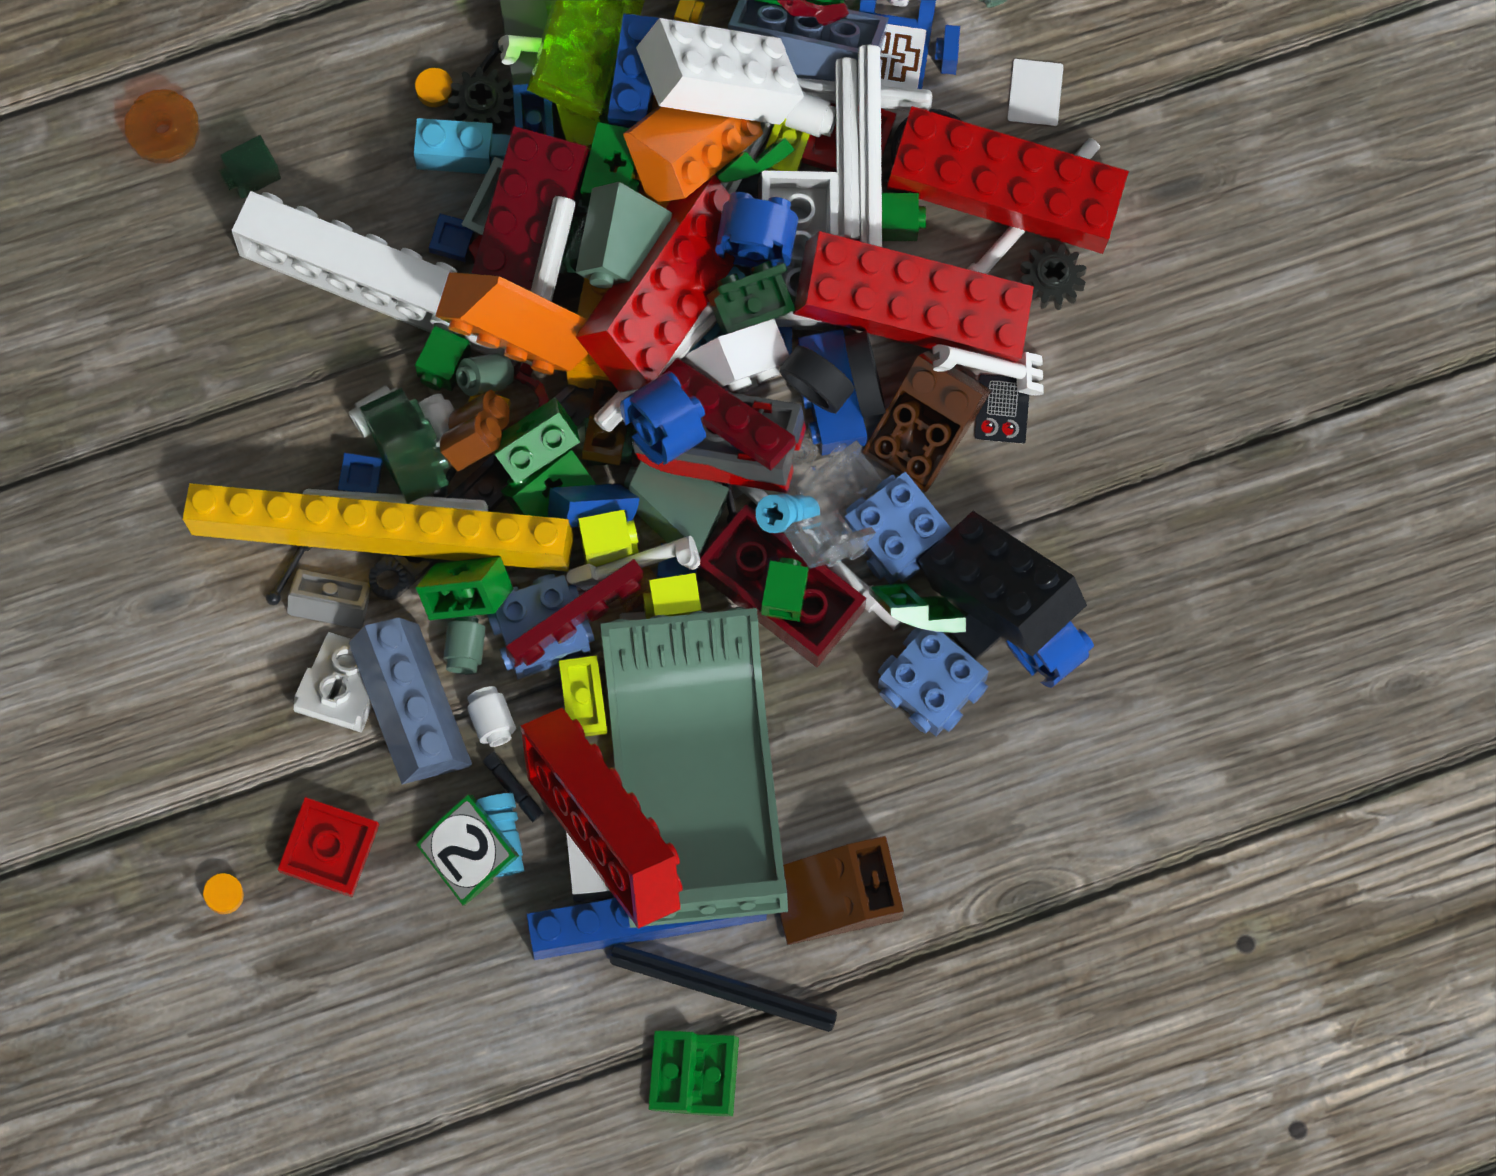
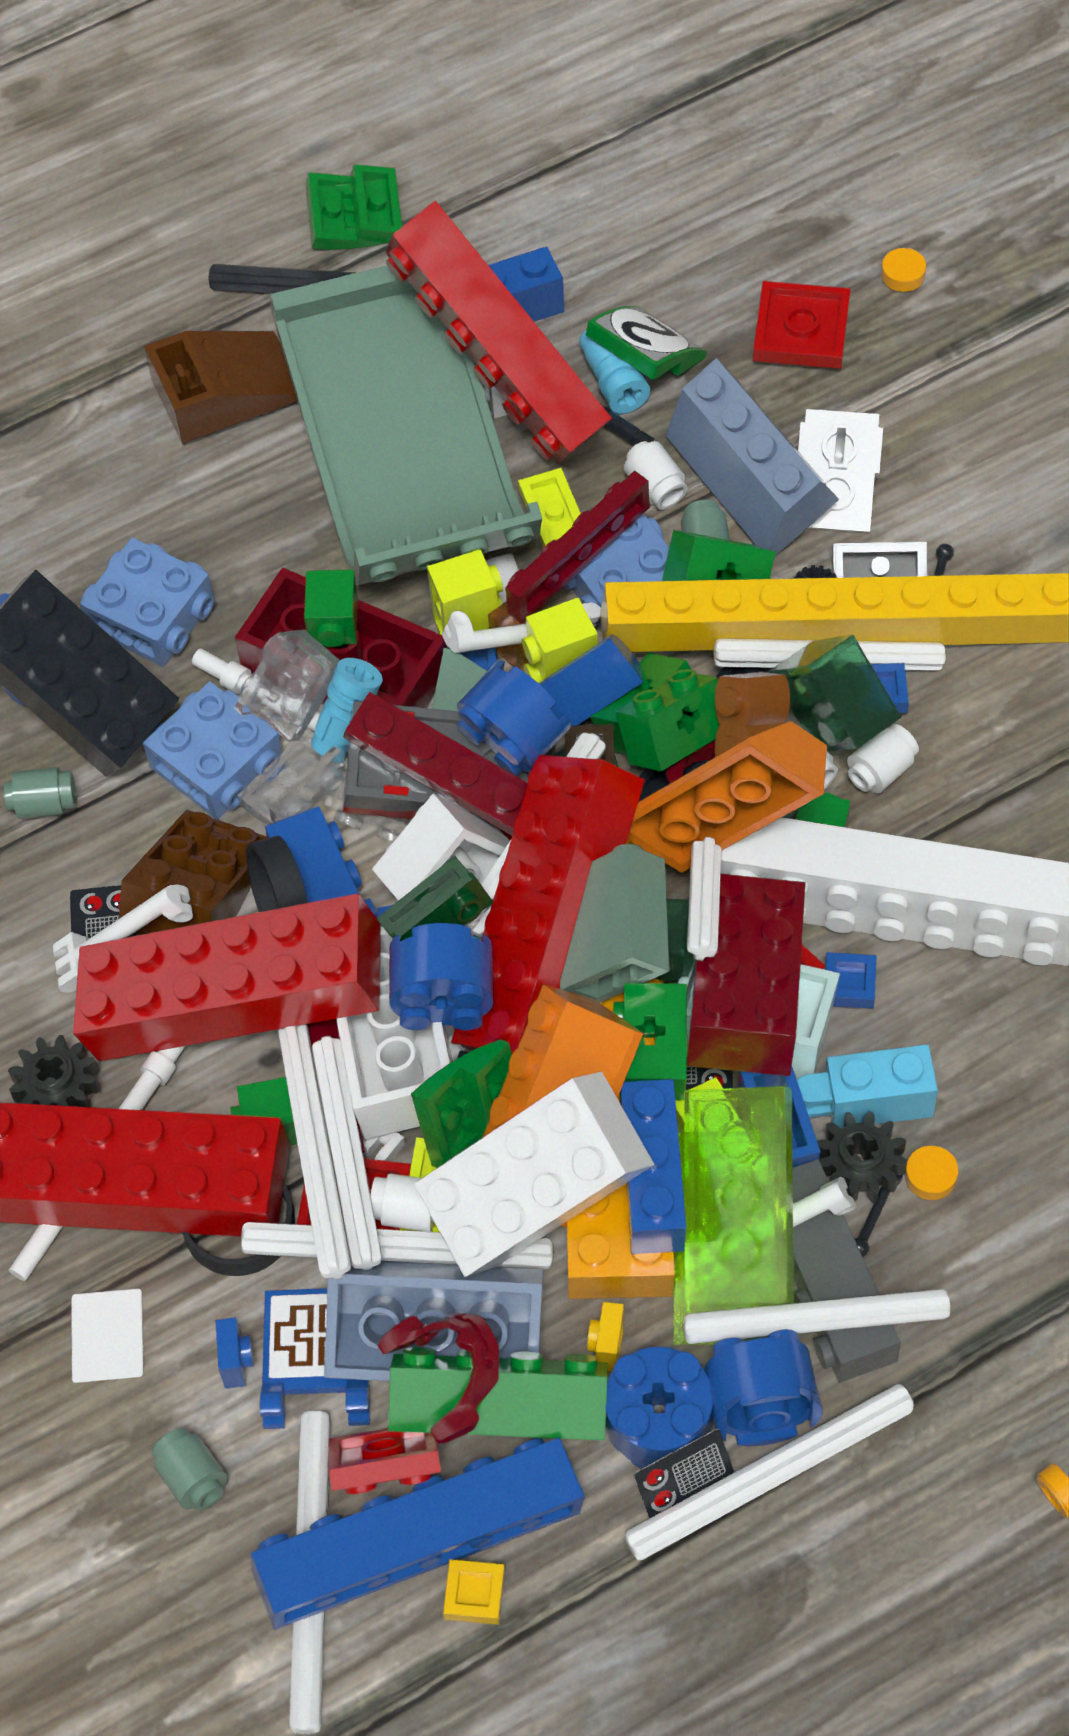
camera: 175 degrees right, 15 degrees down
(816, 379) = (334, 841): black tyre -> none
(927, 613) = (174, 638): green slope -> none
(1039, 519) = (40, 792): none -> sand green brick

